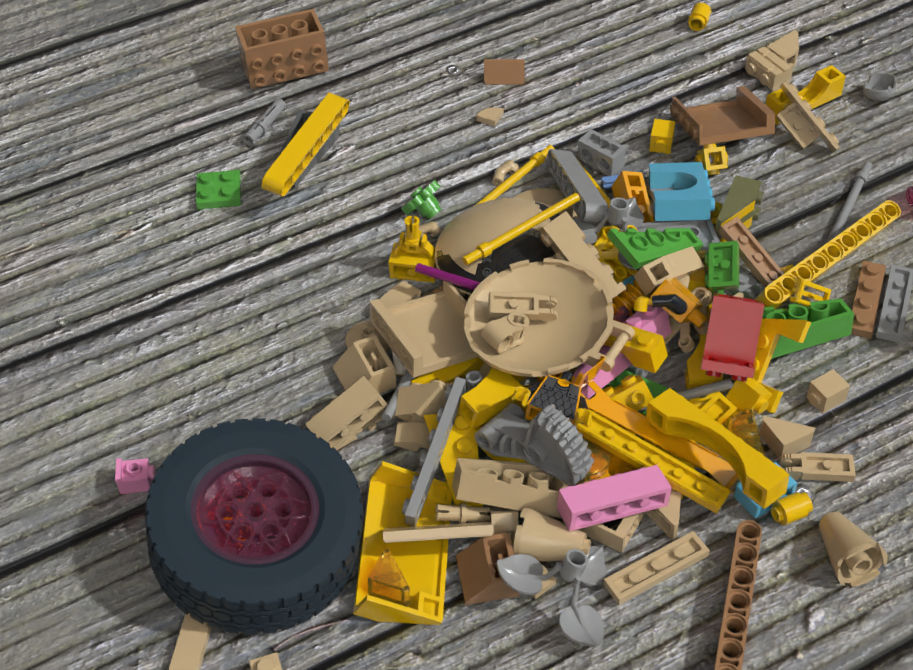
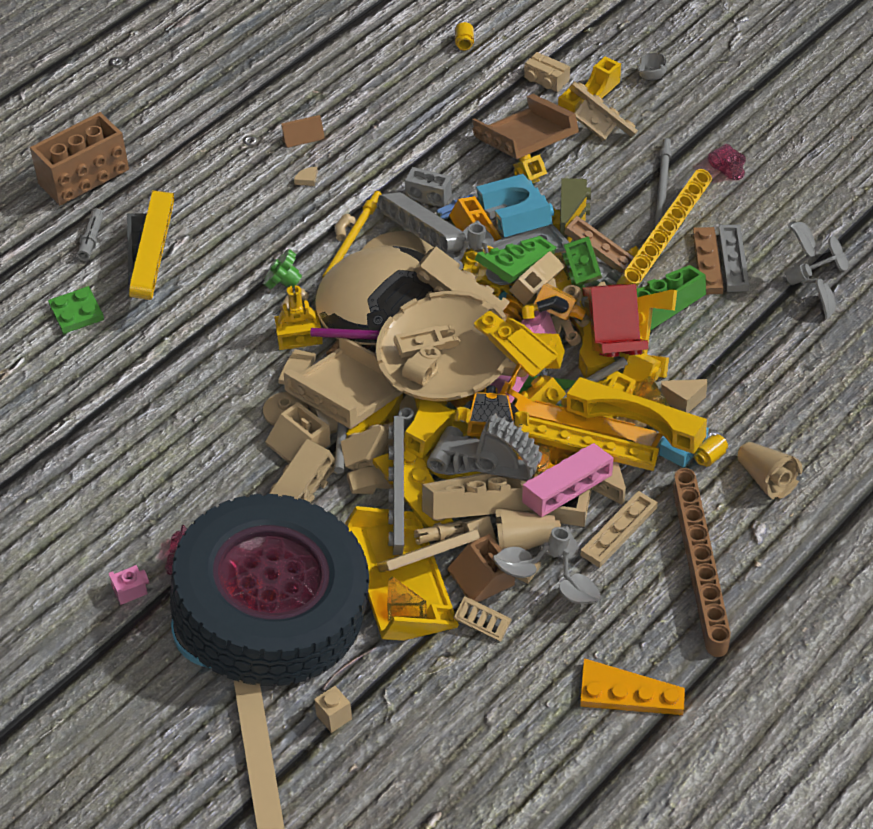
camera: 20 degrees left, 0 degrees up
(454, 612) = (463, 610): none -> tan slope
(485, 249) = (371, 298): yellow bar -> none
(611, 334) = (517, 342): none -> yellow piece
(662, 136) = (476, 158): yellow brick -> none
(786, 48) = (556, 48): tan slope -> none
(799, 291) = (654, 268): yellow tile -> none
(819, 466) = (723, 409): tan hinge -> none
(827, 391) = (704, 347): tan brick -> none

